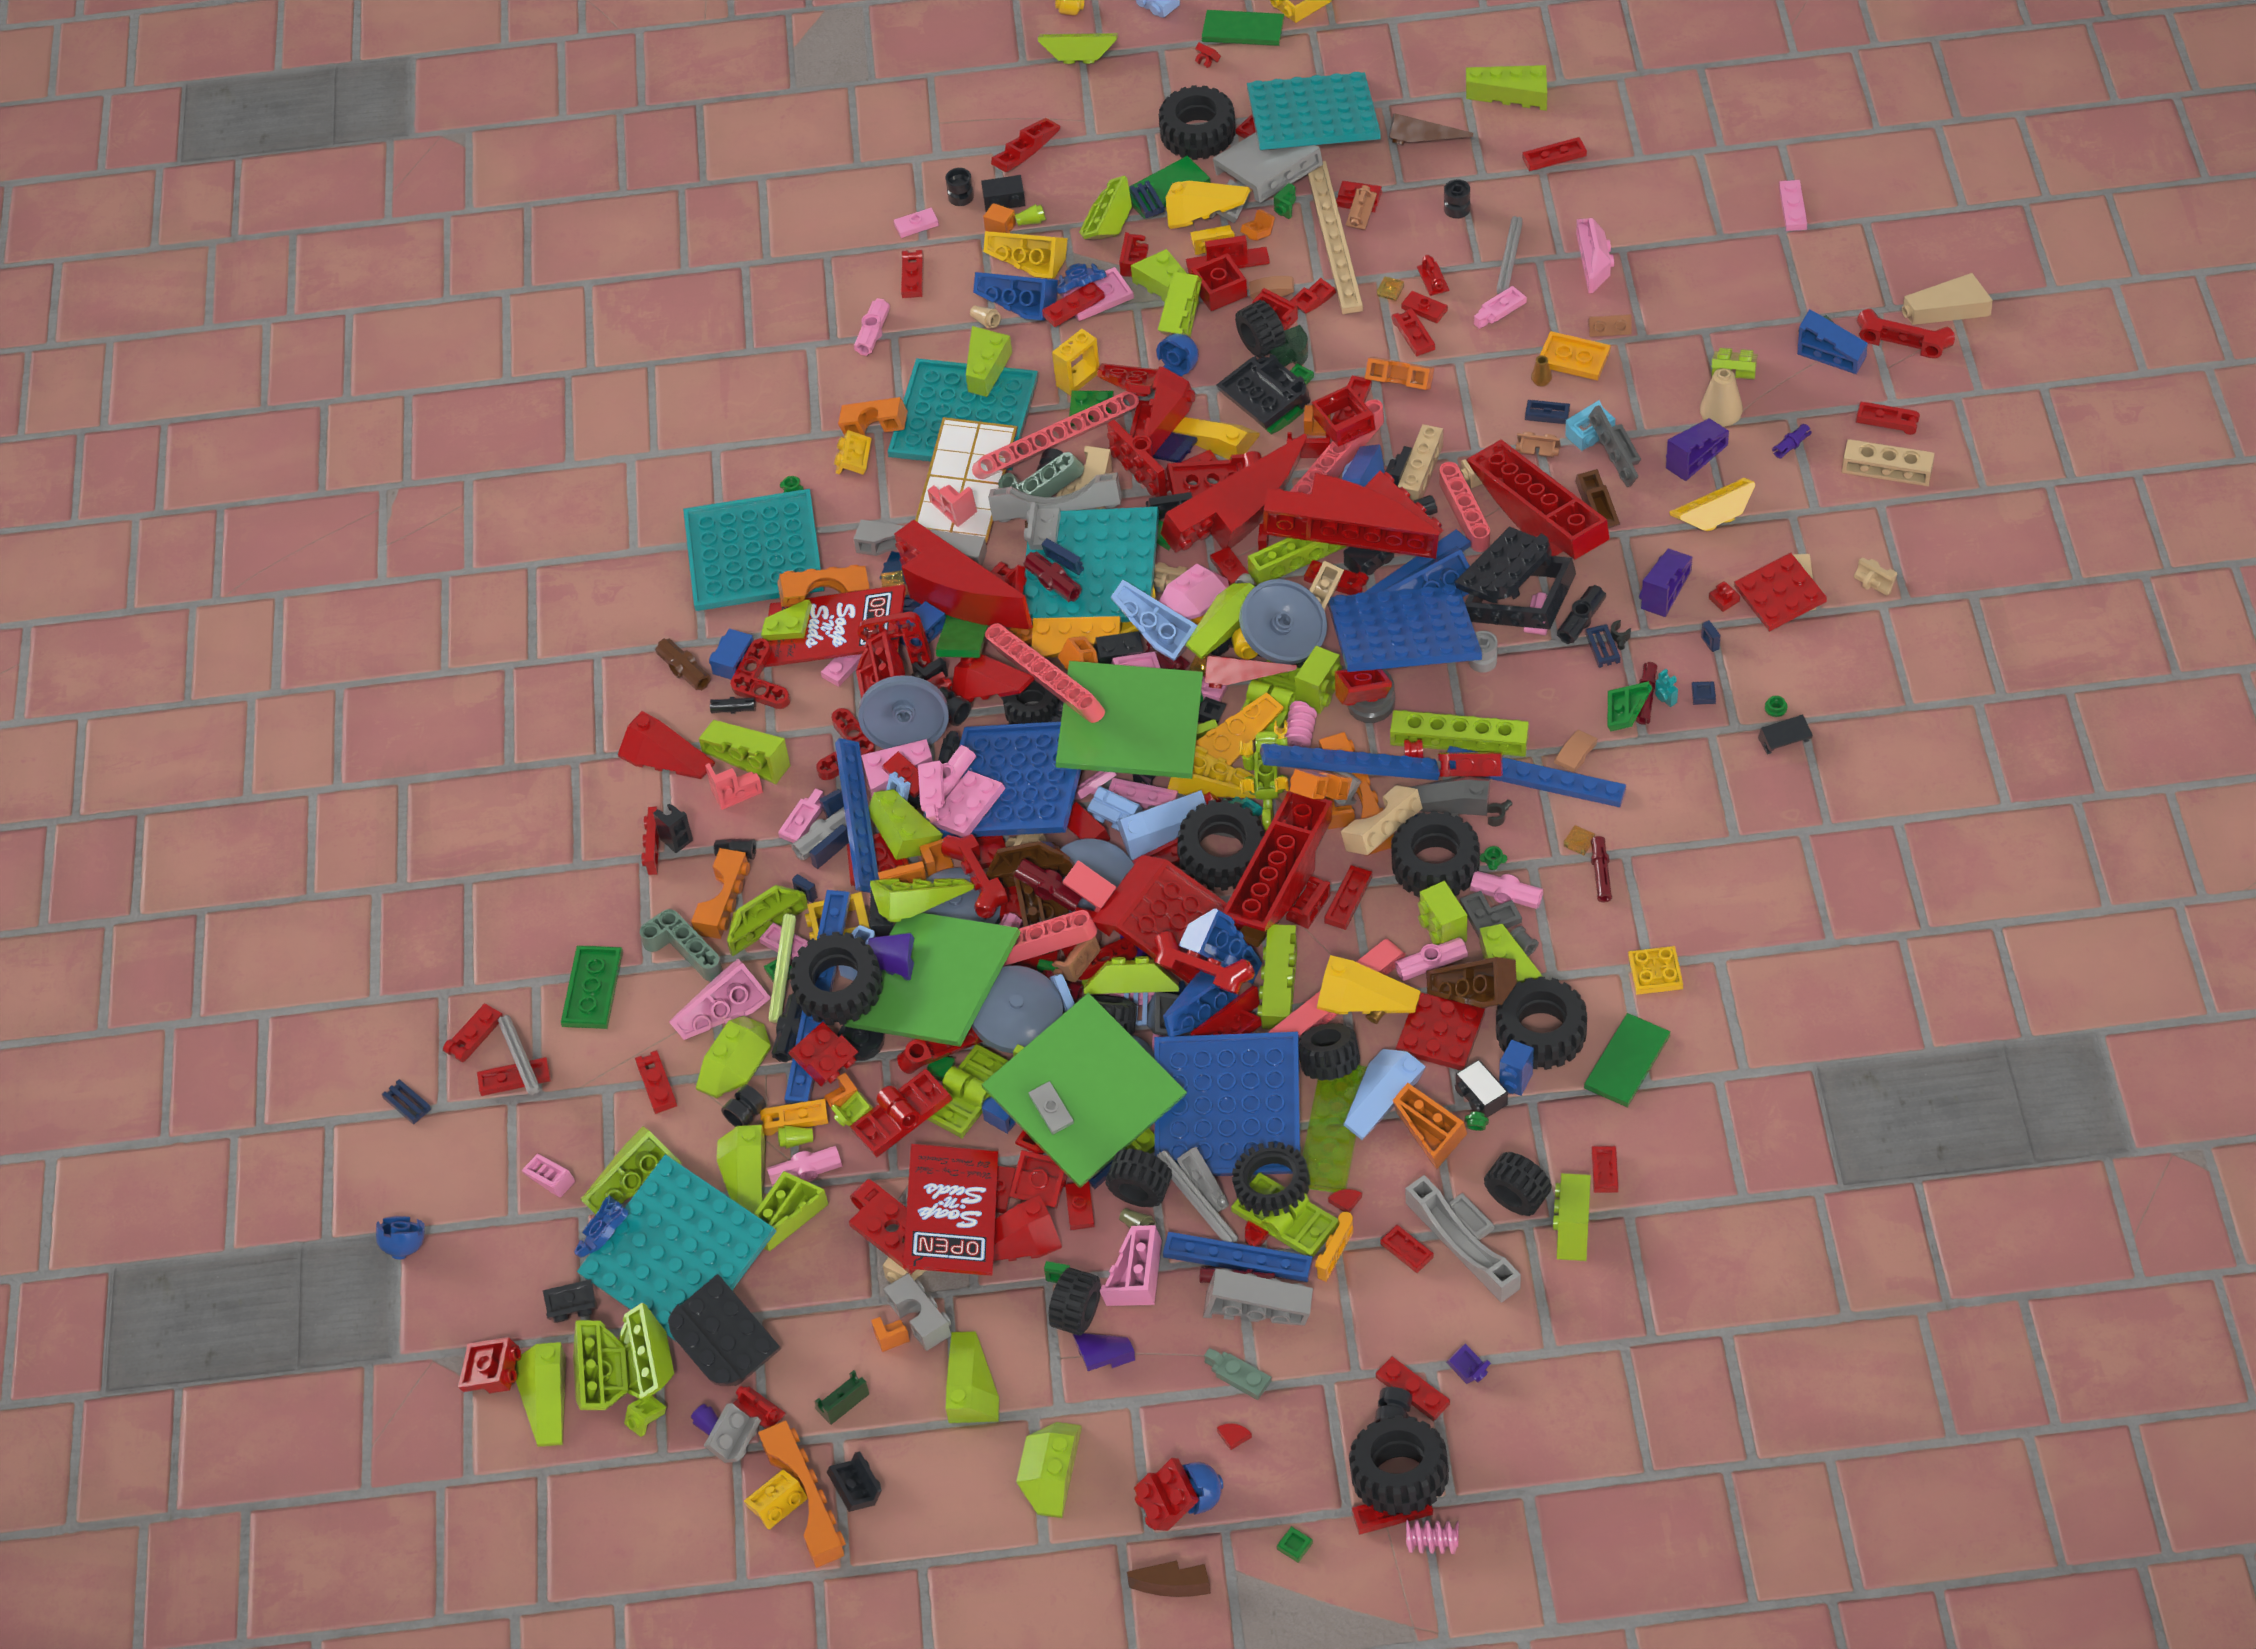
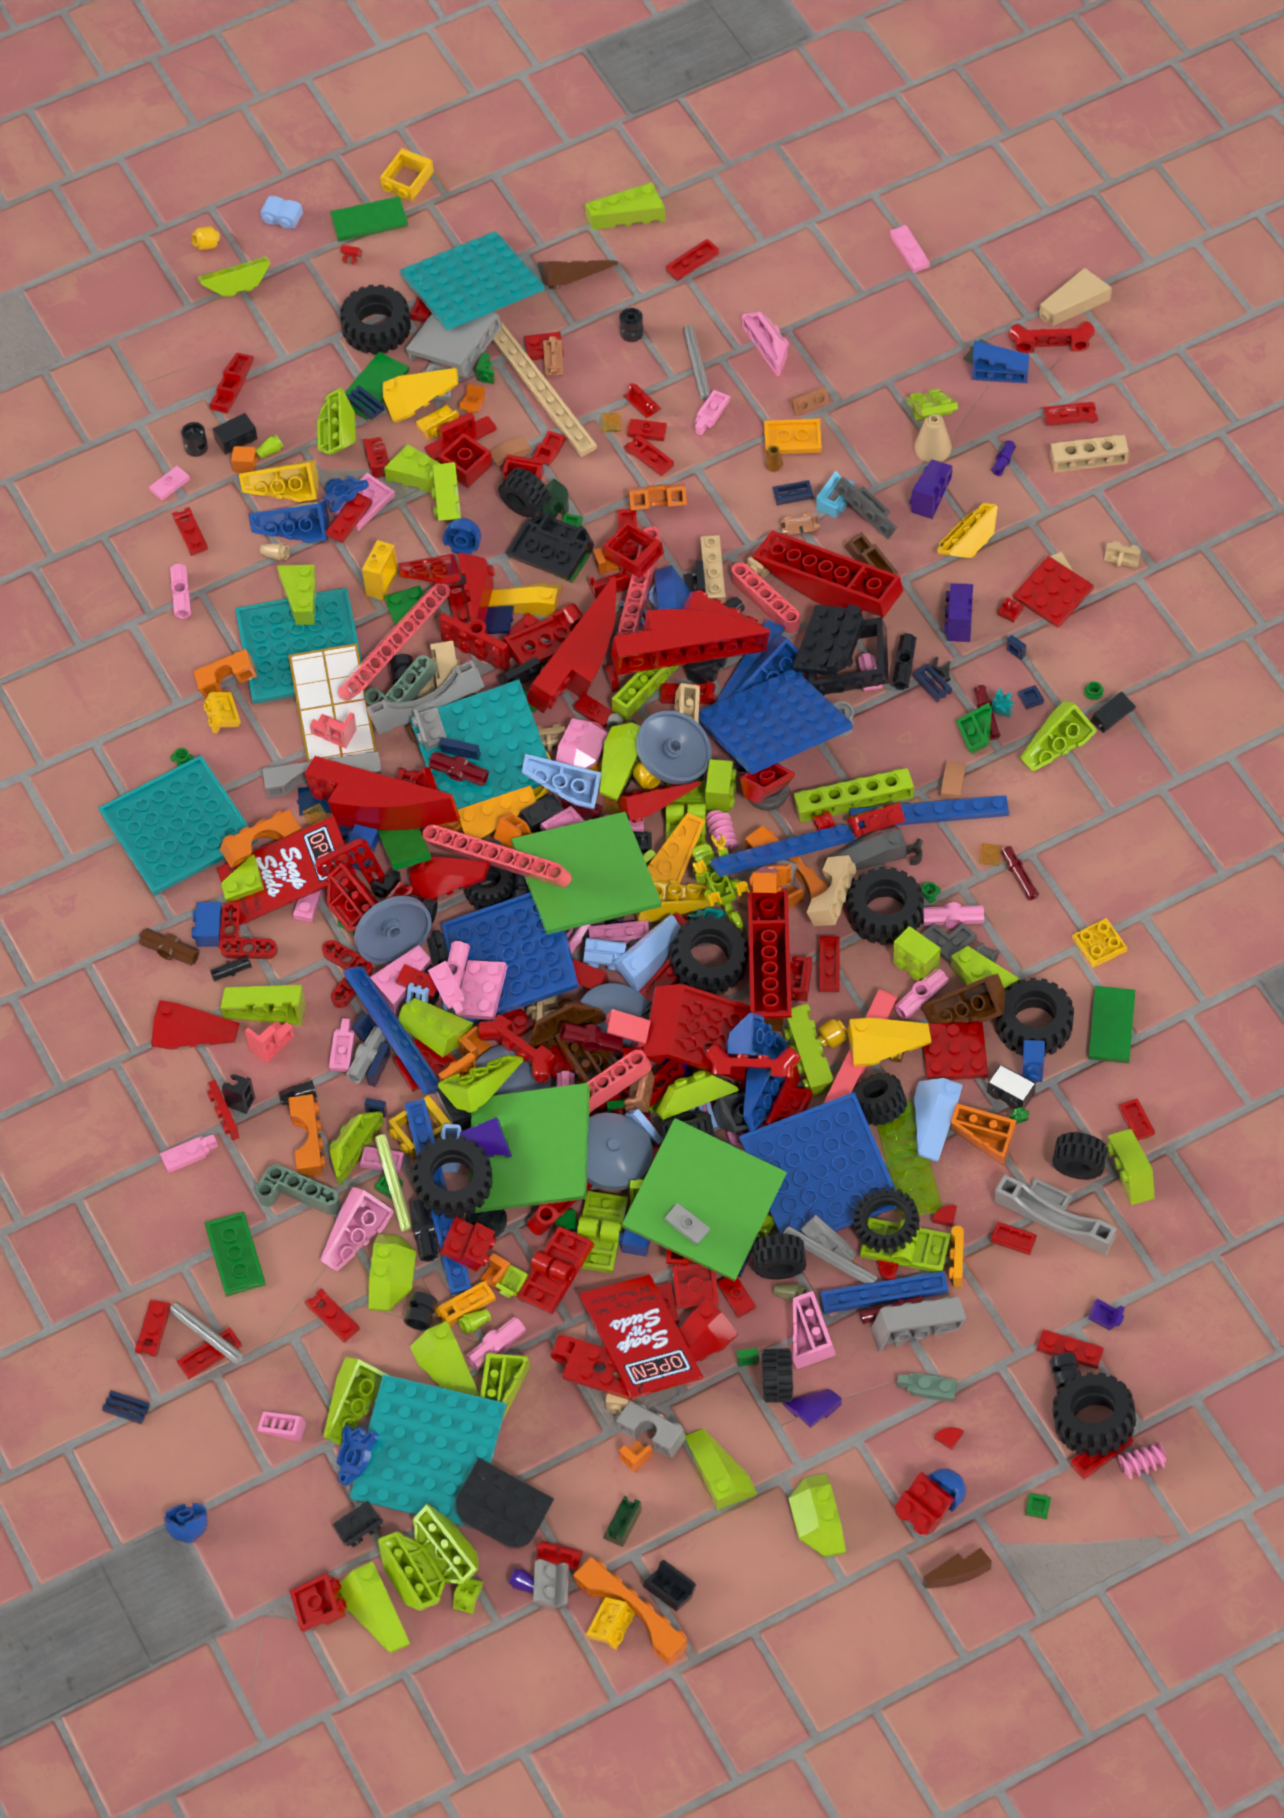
camera: 25 degrees left, 5 degrees up
(597, 871) = (188, 1153): none -> bright pink hinge
(1313, 968) = (832, 1033): none -> yellow head
(1714, 740) = (1060, 733): none -> lime wedge

